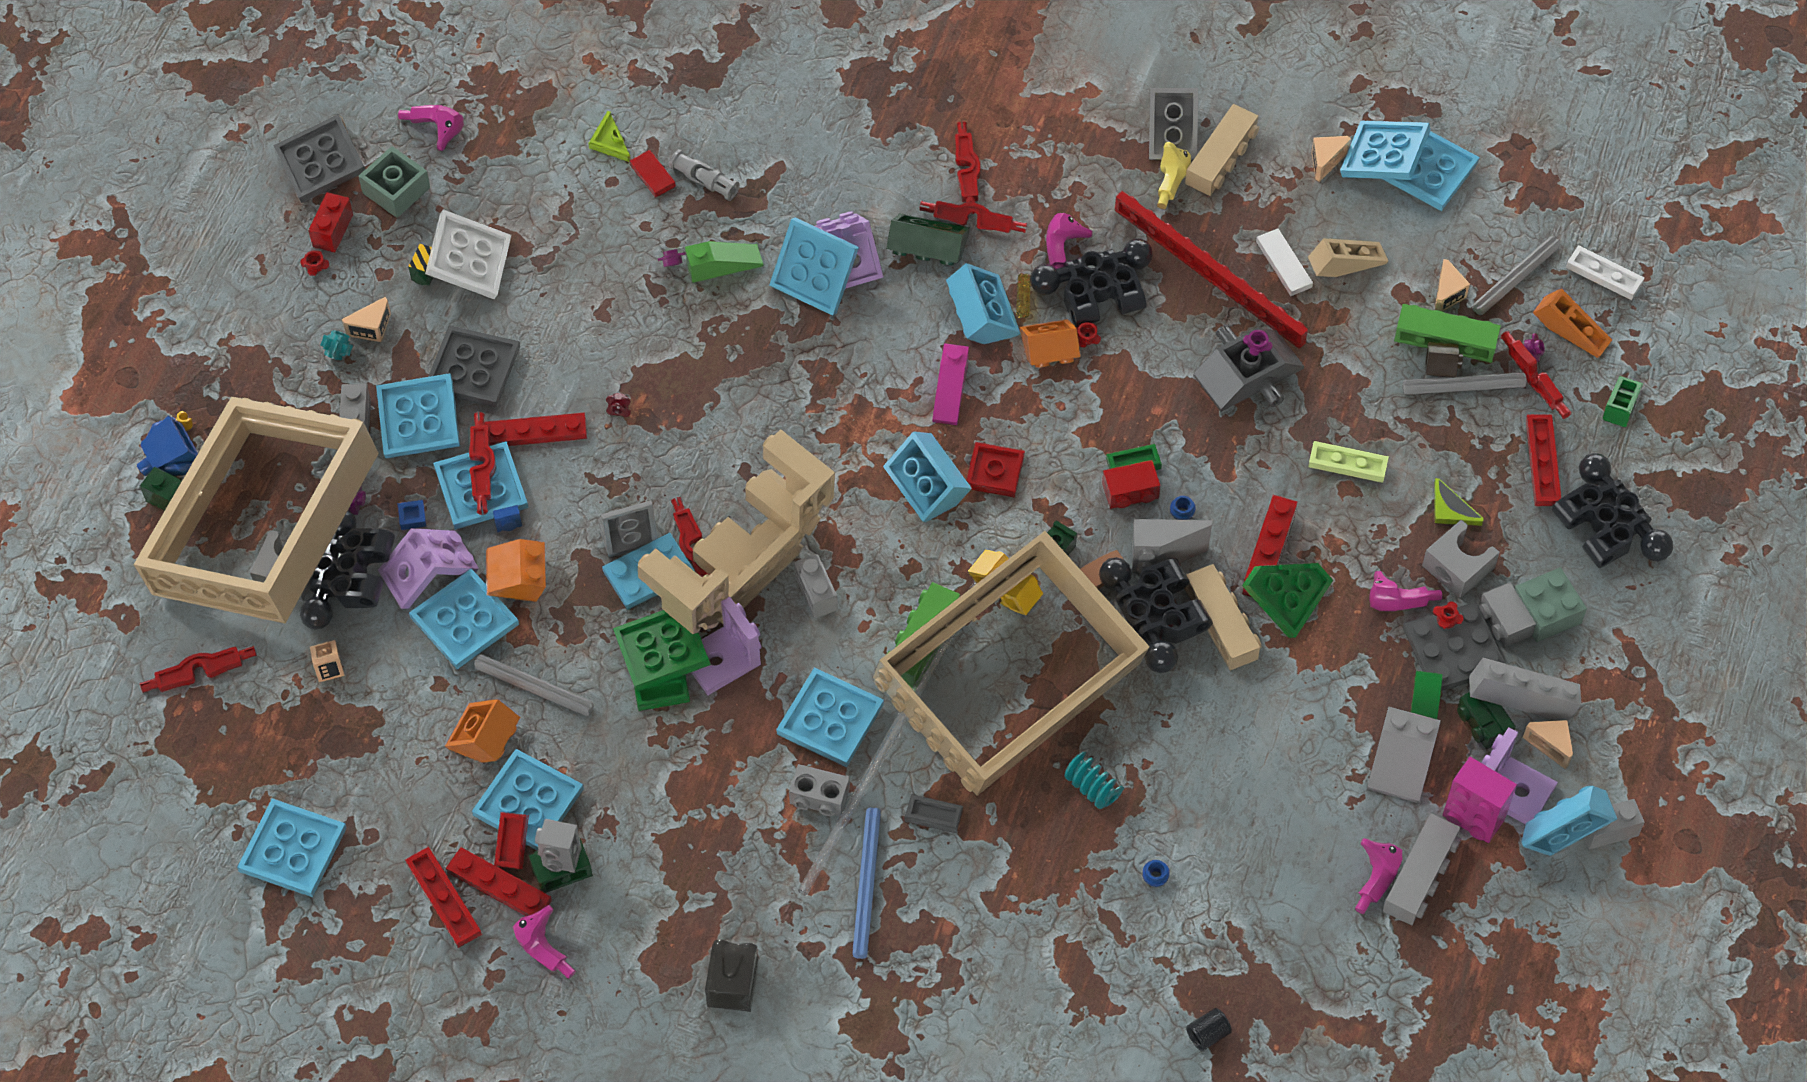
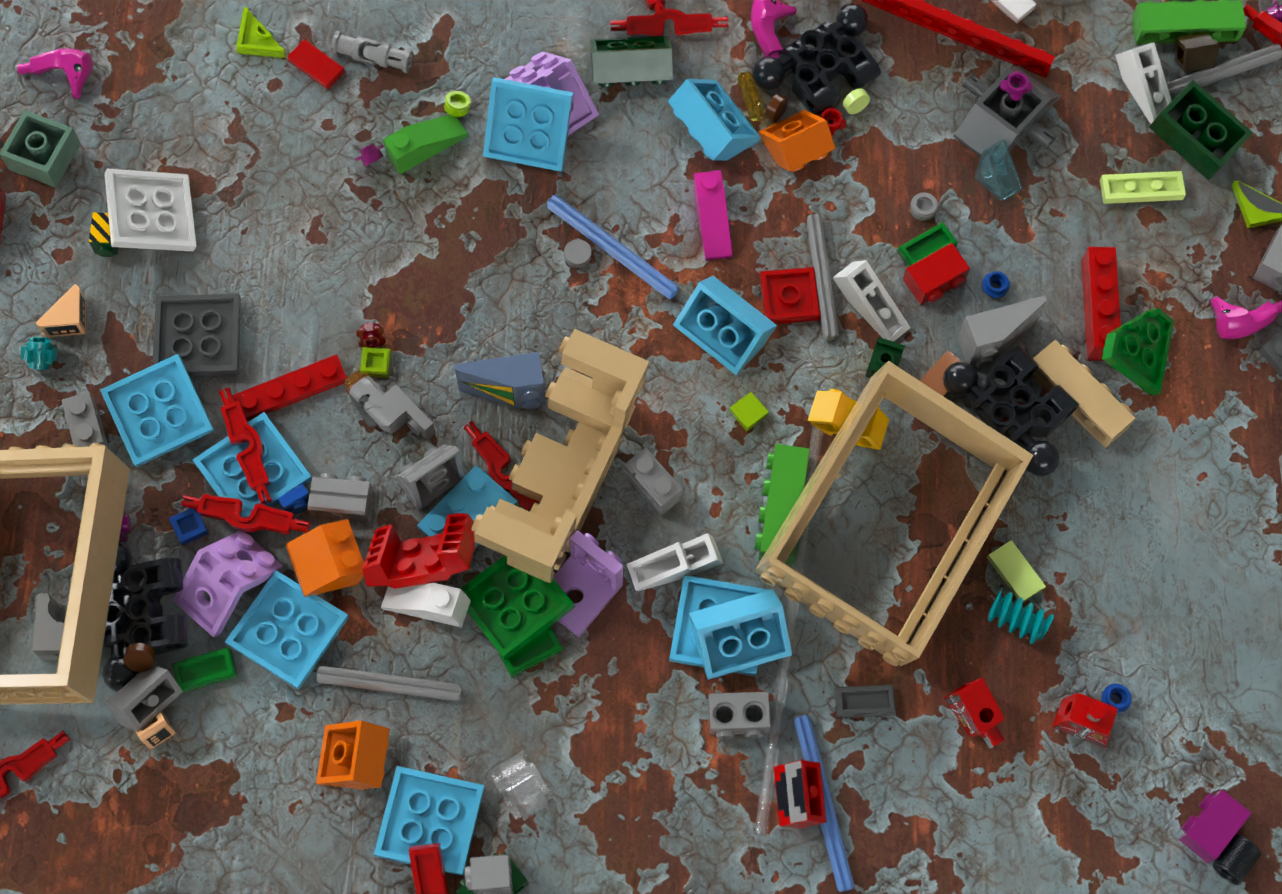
camera: 20 degrees left, 10 degrees up
(327, 634) = (144, 697): none -> light grey brick
(334, 601) = (139, 657): none -> reddish brown tile
(384, 632) = (204, 669): none -> green tile
(450, 511) = (231, 510): none -> red piece
(546, 526) = (340, 497): none -> light grey brick
(574, 590) = (420, 559): none -> red plate
(589, 627) = (429, 602): none -> white slope
(611, 466) = (386, 408): none -> light grey plate
(614, 791) = (522, 785): none -> clear brick
(615, 428) = (376, 362): none -> lime tile
(717, 467) = (505, 380): none -> sand blue slope
(762, 236) = (457, 103): none -> lime tile
(806, 654) = (675, 562): none -> white slope
(821, 386) = (577, 253): none -> light grey tile
(842, 724) = (741, 633): none -> medium azure slope
(846, 866) = (799, 794): none -> brick
(854, 388) = (612, 246): none -> medium blue axle
(922, 553) = (748, 411): none -> lime tile
(1023, 835) = (972, 701): none -> red torso
(1029, 461) = (822, 276): none -> light grey axle
(1042, 310) = (776, 107): none -> reddish brown tile
(1065, 491) = (871, 299): none -> white slope
(1107, 747) = (1016, 571): none -> yellowish green tile
(1115, 323) = (856, 101): none -> yellowish green tile
(1119, 878) = (1086, 719): none -> red torso
(1143, 427) = (923, 206): none -> light grey tile
(1199, 995) = (1214, 825): none -> magenta brick
(1220, 413) = (998, 171): none -> clear light blue slope
(1387, 375) = (1145, 79): none -> white slope
(1417, 425) = (1200, 129): none -> dark green brick

